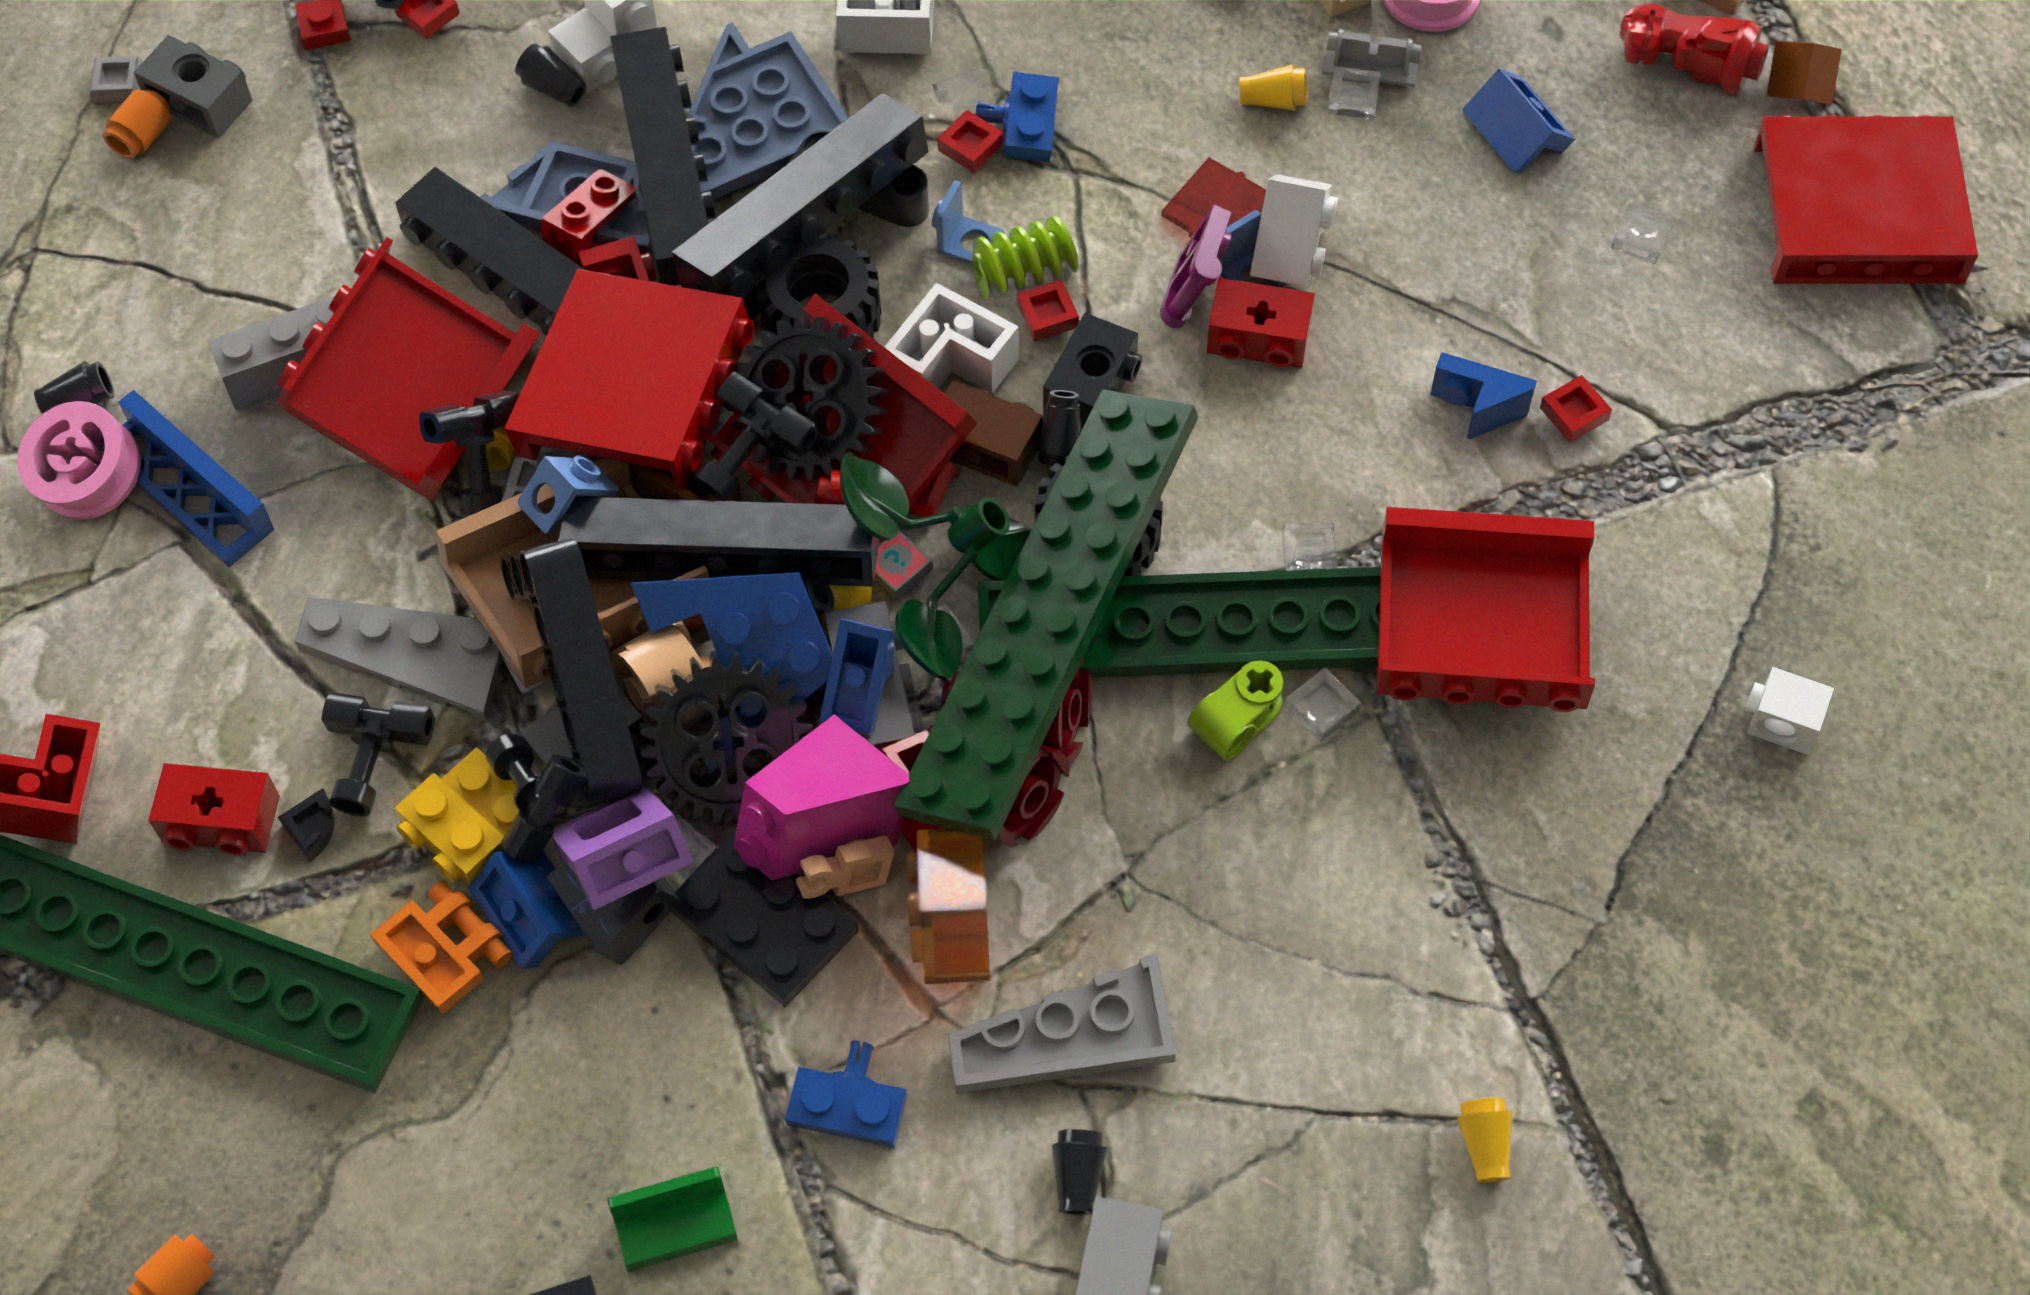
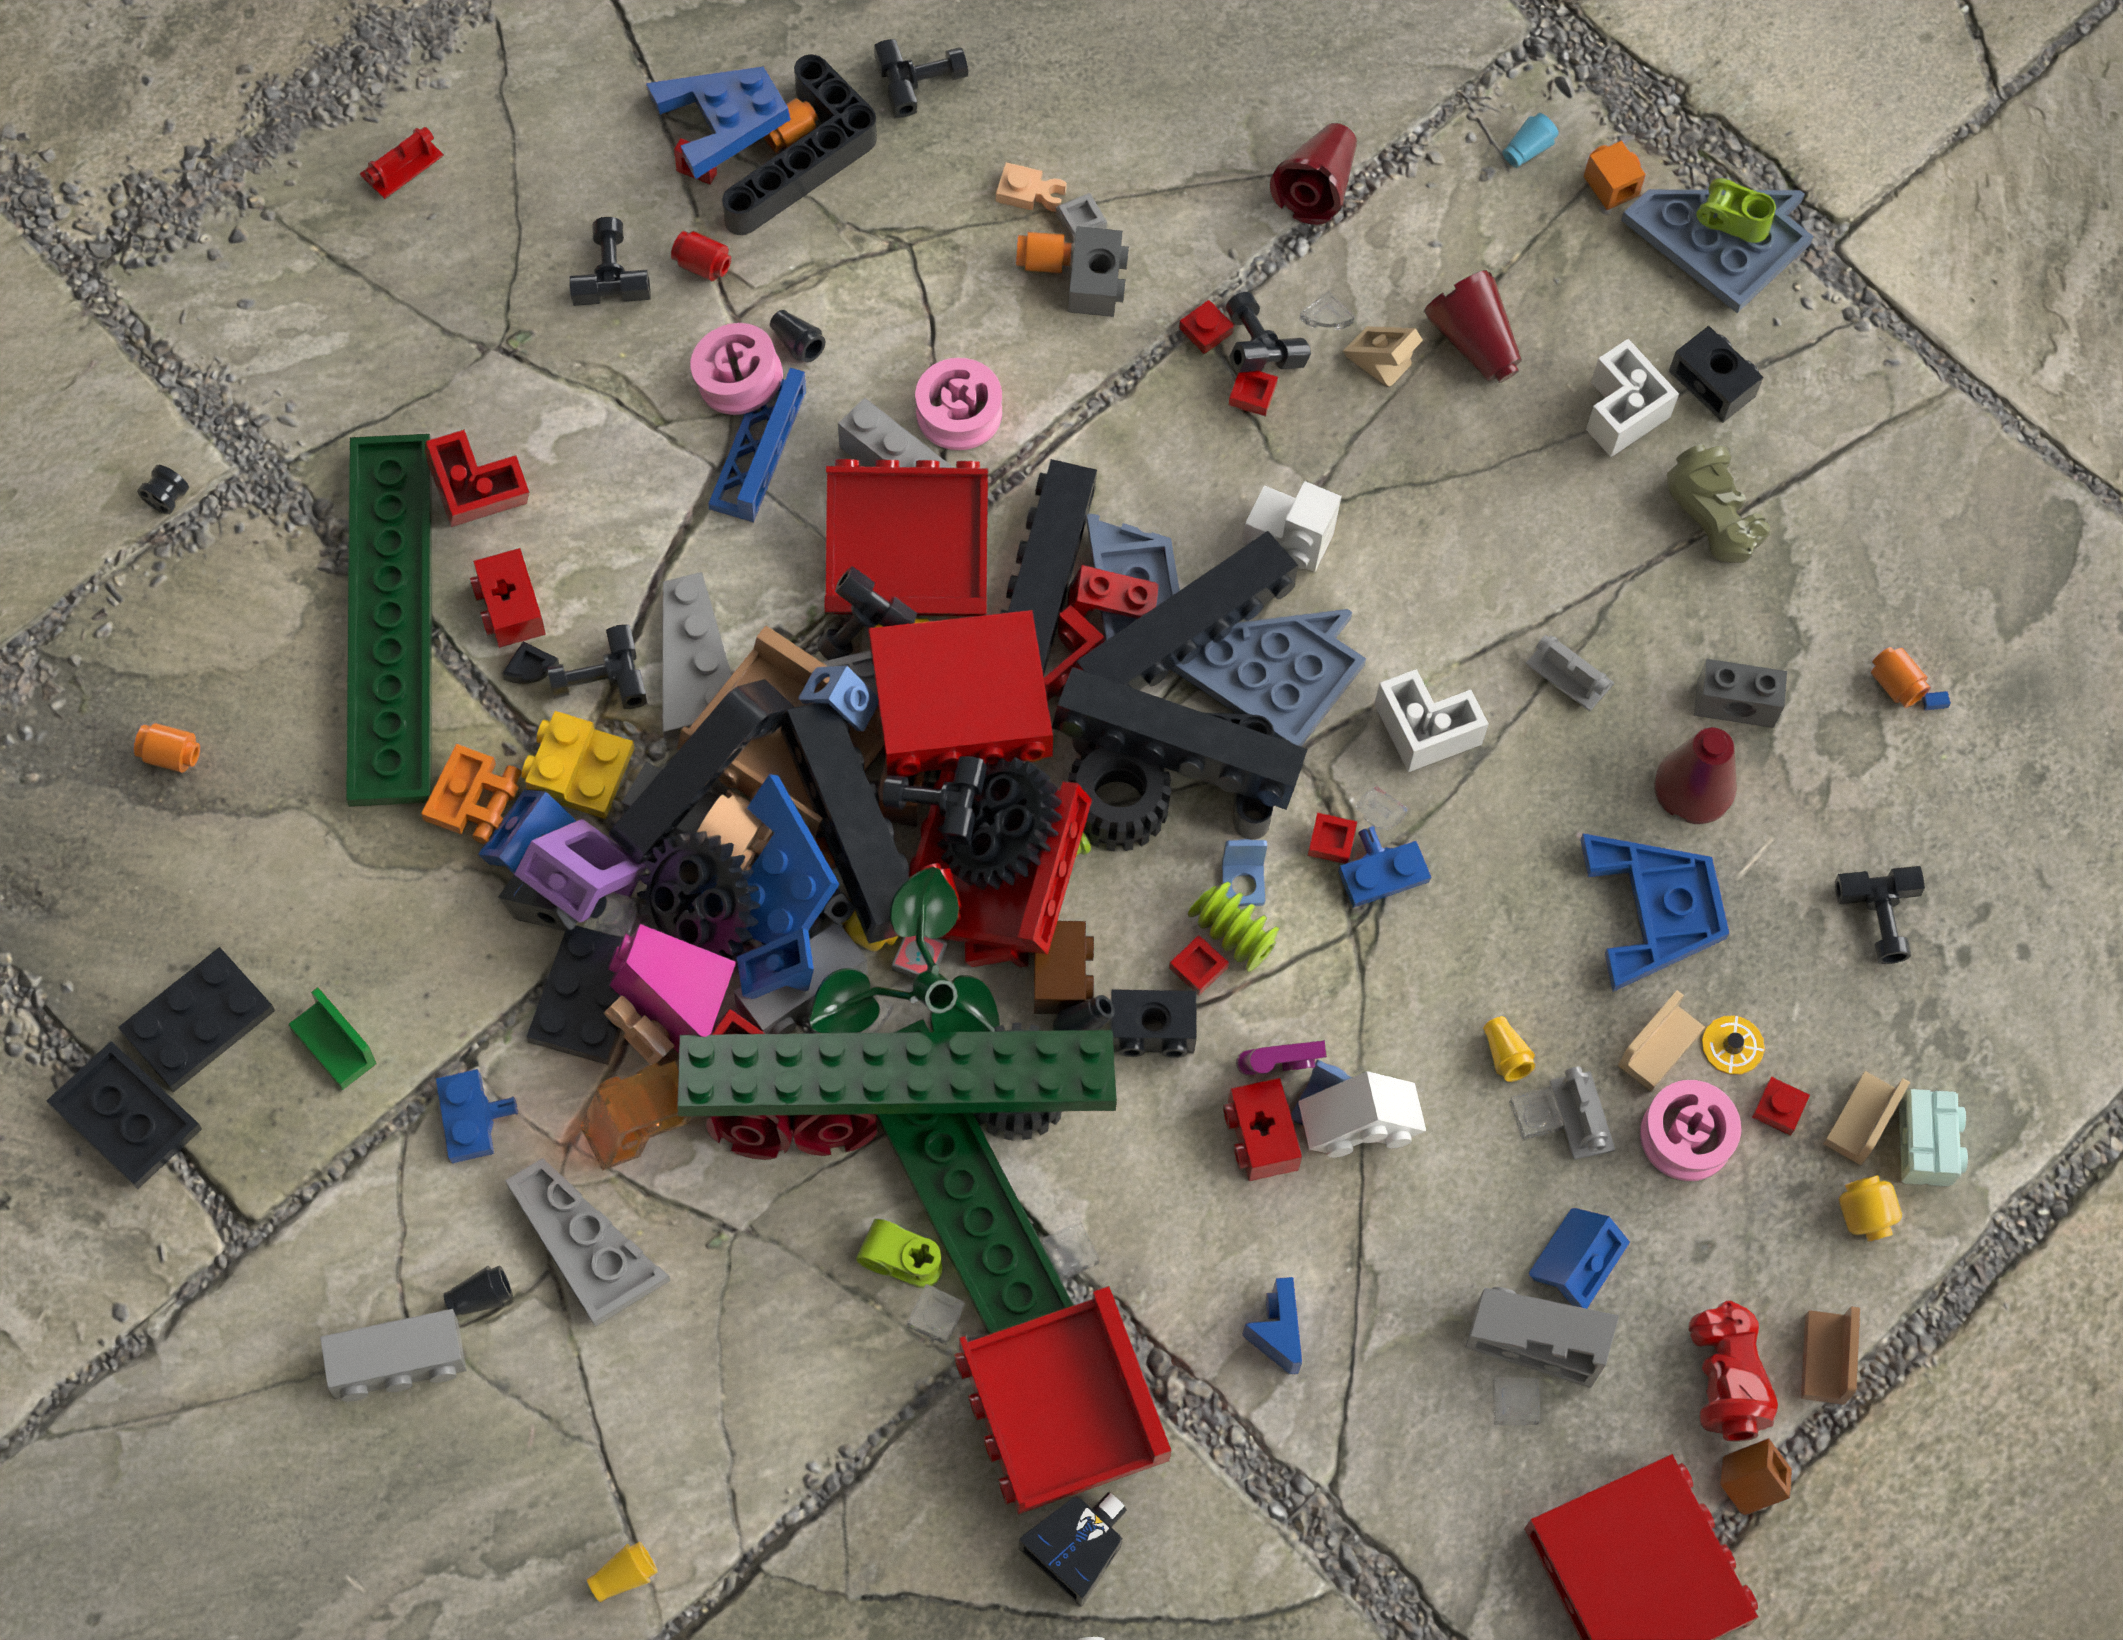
camera: 60 degrees right, 5 degrees up
(45, 116) = (1024, 187): none -> light nougat plate
(257, 249) = (961, 386): none -> bright pink wheel
(535, 795) = (601, 798): black bar -> none
(547, 73) = (1235, 505): black cone -> none
(956, 337) = (1123, 896): white brick -> none
(1209, 186) = (1374, 1046): clear red piece -> none
(1575, 408) = (1304, 1407): red plate -> none
(1595, 170) = (1542, 1334): none -> light grey wedge
(1642, 670) = (1076, 1544): none -> black torso

